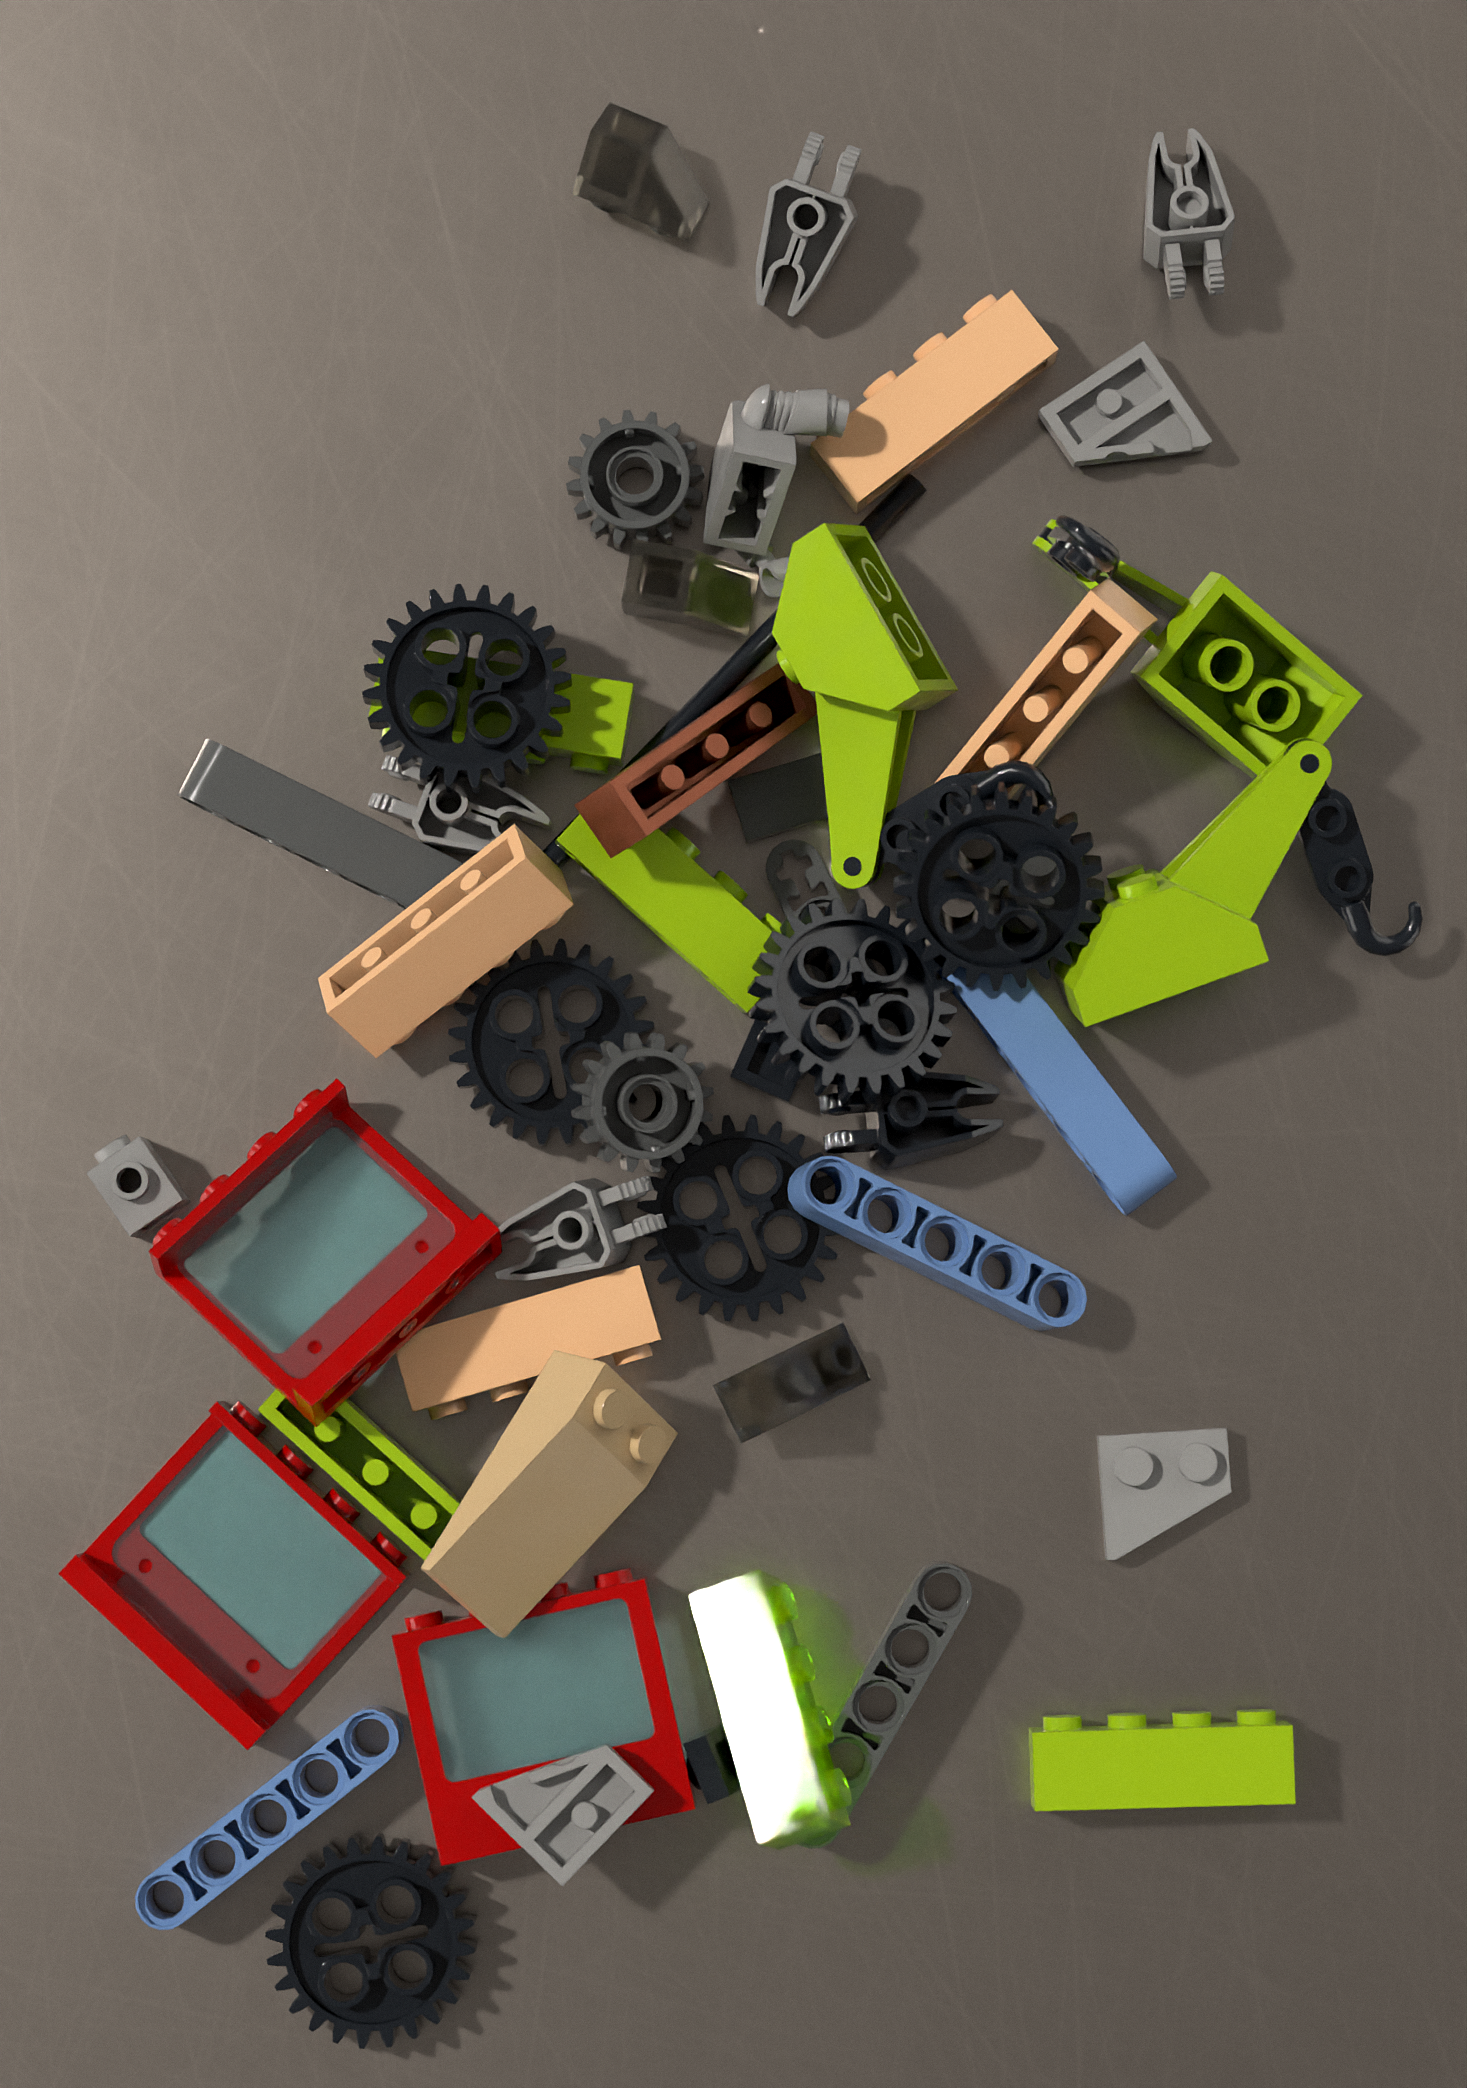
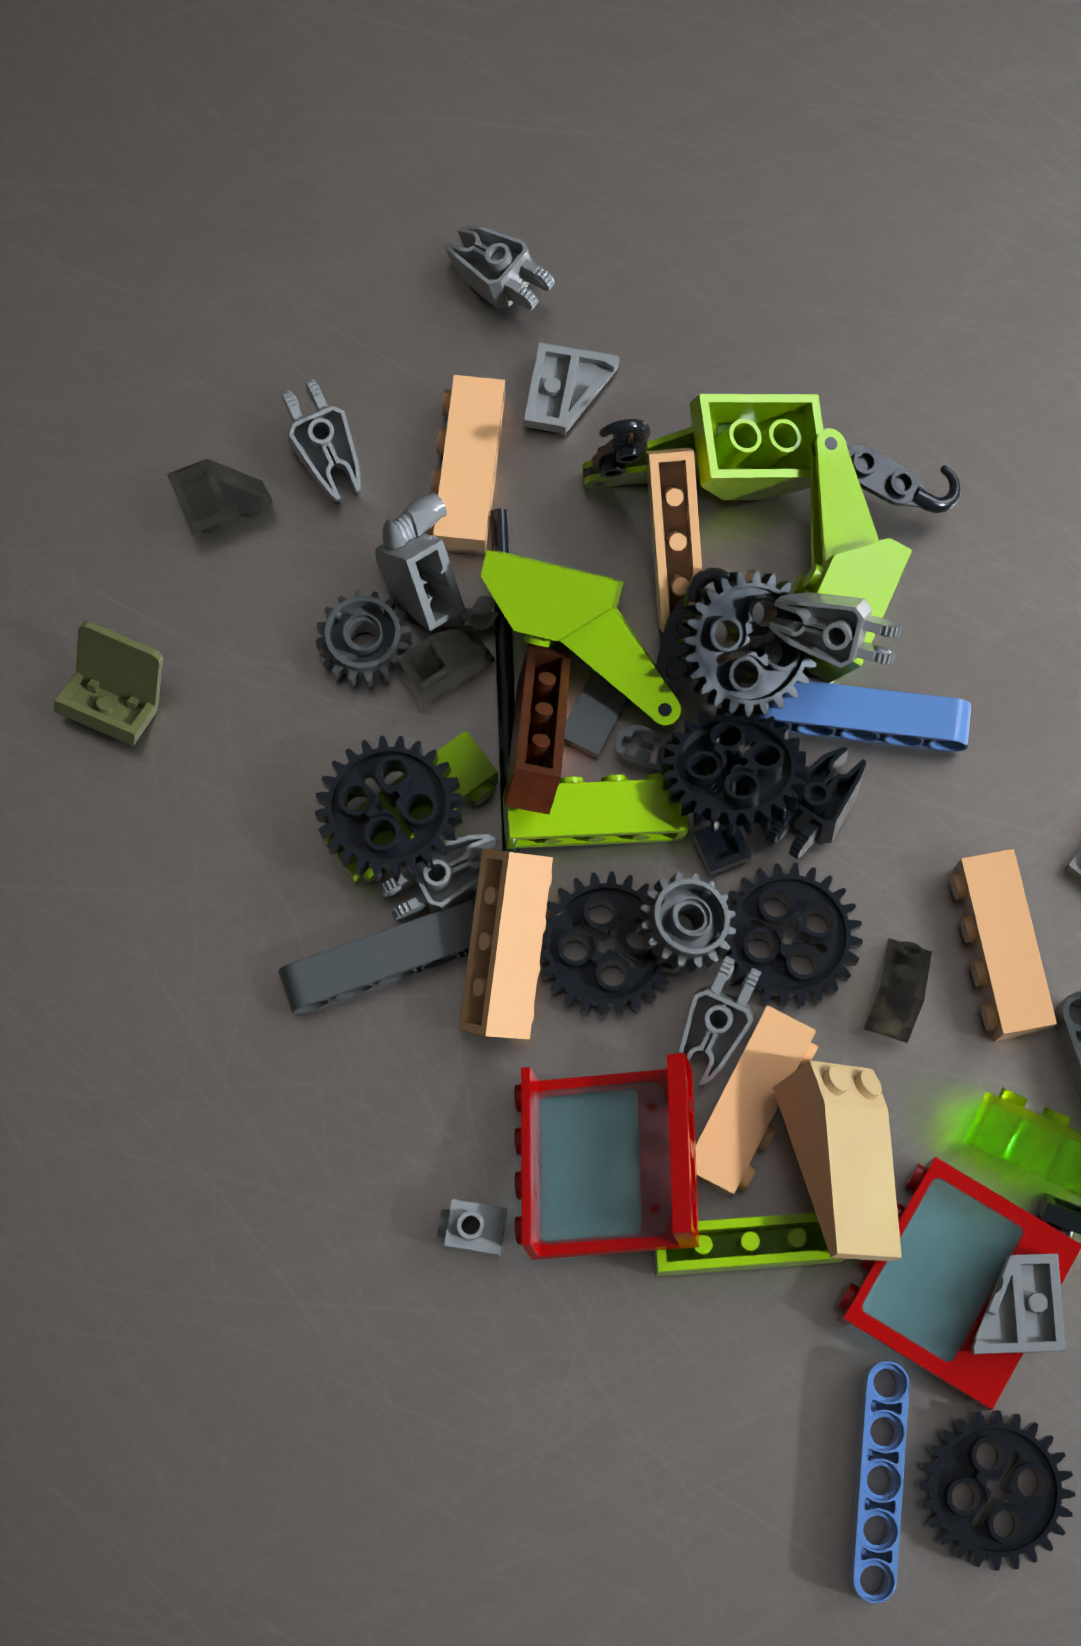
camera: 55 degrees left, 10 degrees down
(238, 1573) = (728, 1371): clear light blue panel -> none
(330, 277) = (113, 684): none -> olive bracket
(944, 1446) = (1003, 945): none -> light nougat brick
(967, 1244) = (883, 861): medium blue beam -> none
(1084, 962) = (834, 628): none -> light grey hinge

